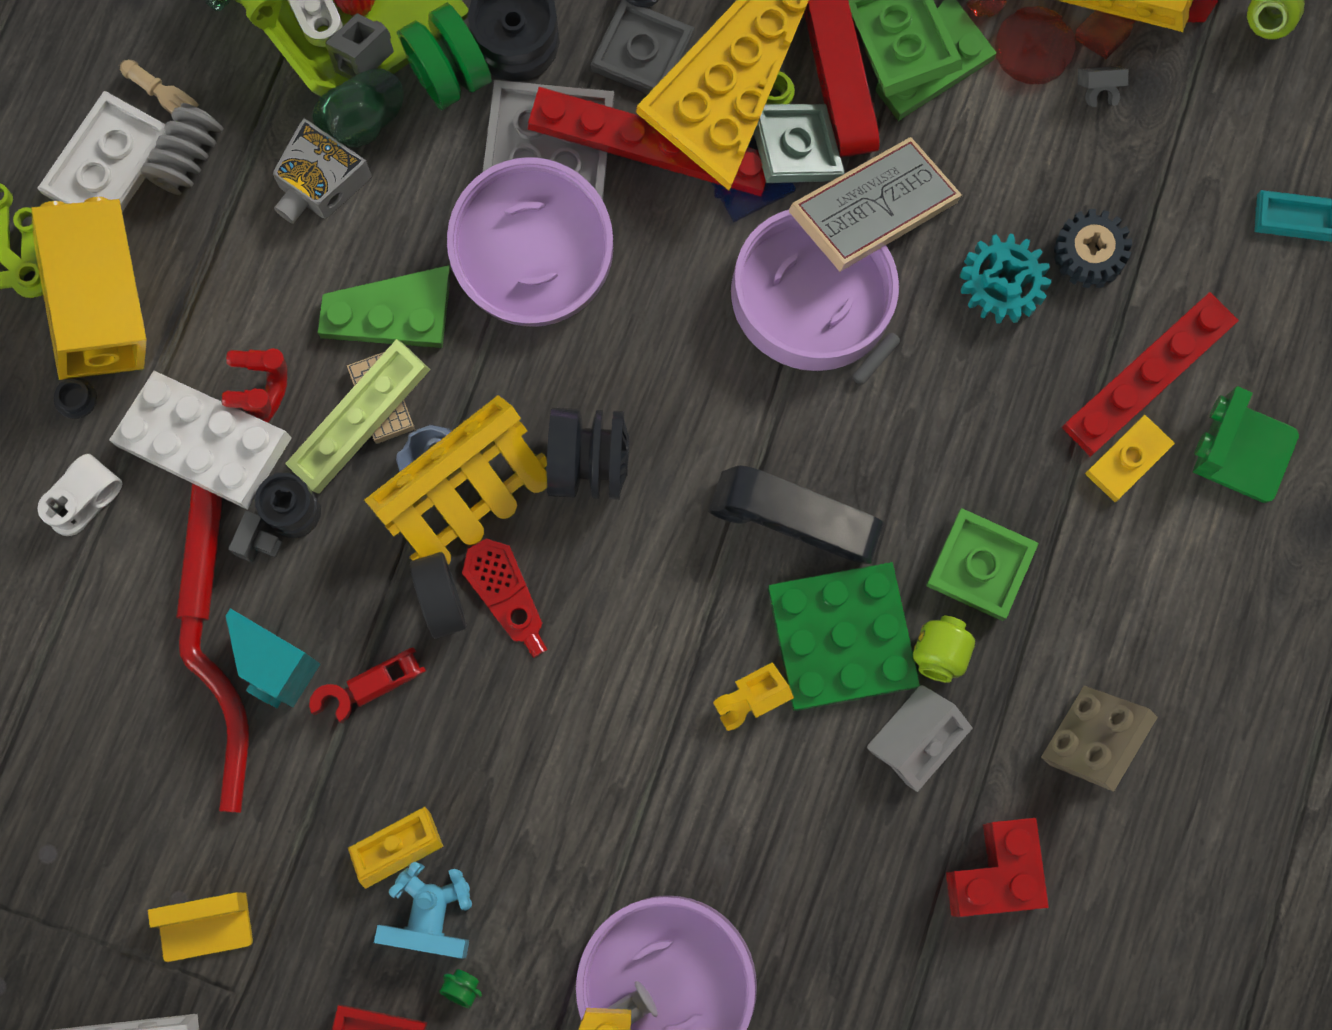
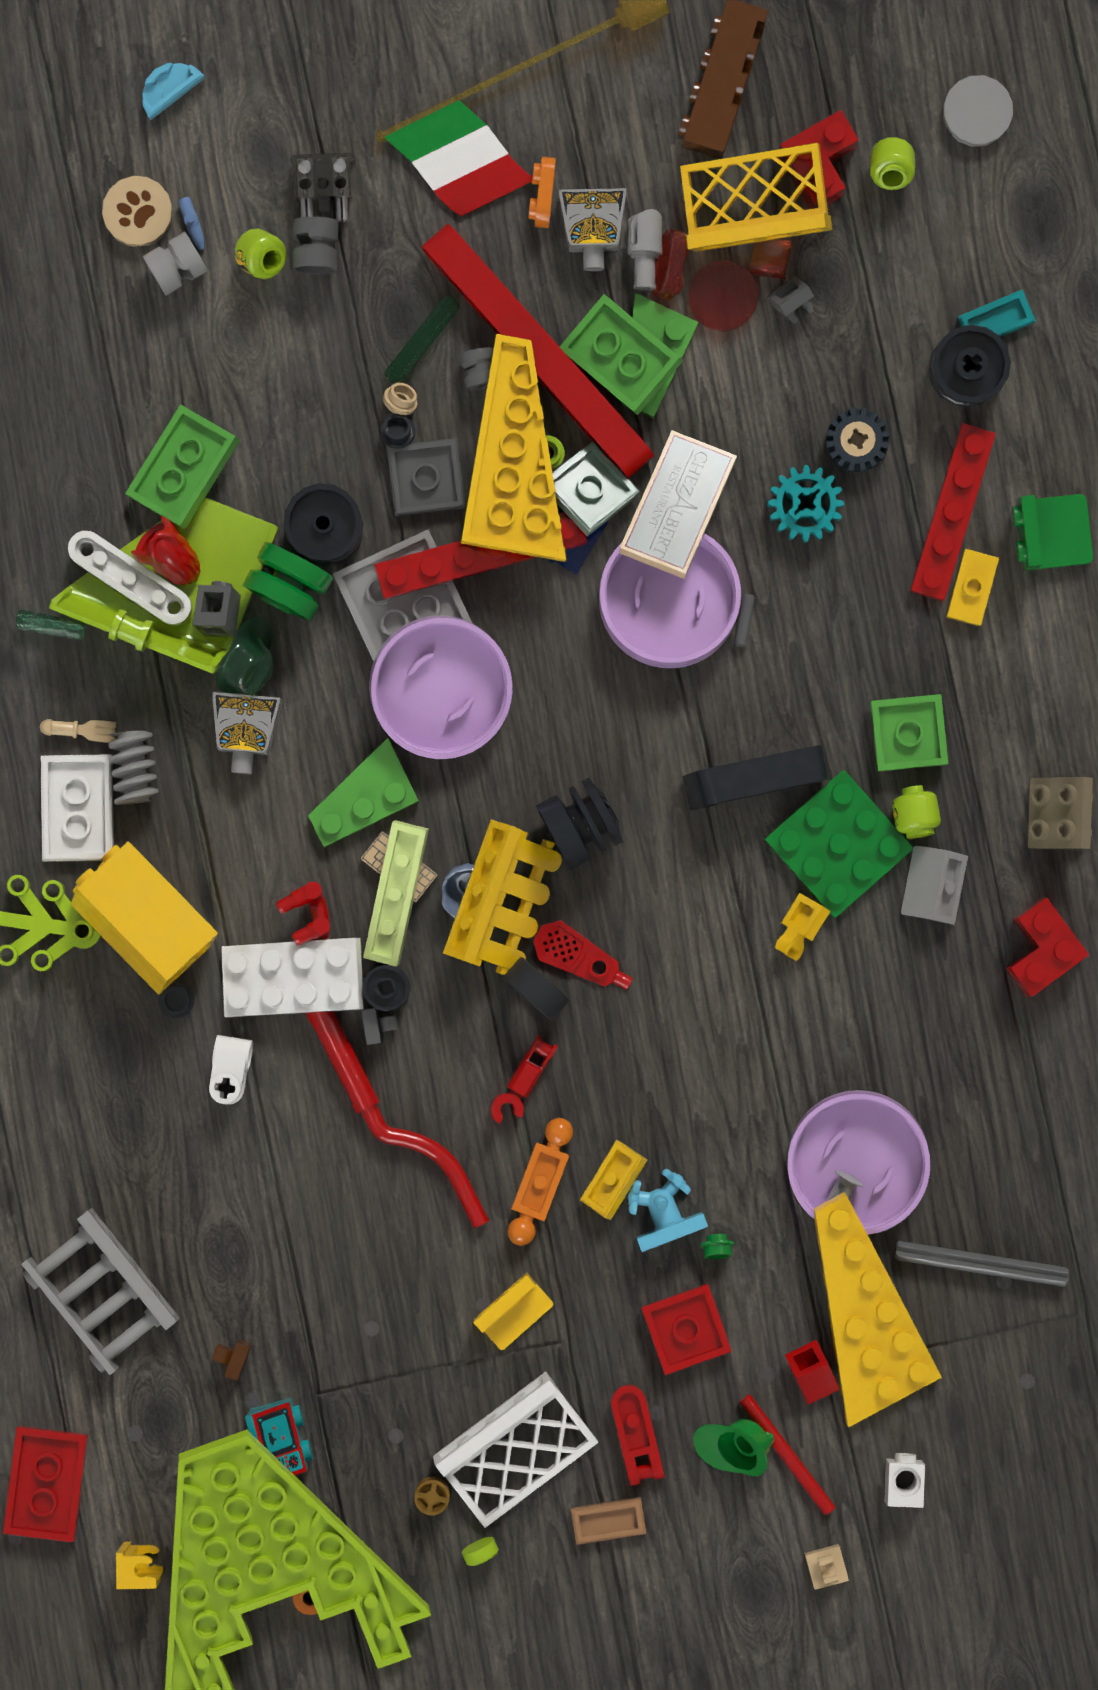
camera: 30 degrees left, 10 degrees up
(270, 664) = (447, 1106): teal slope -> none
(317, 803) = (540, 1181): none -> orange plate
(1249, 237) = (989, 359): none -> black wheel

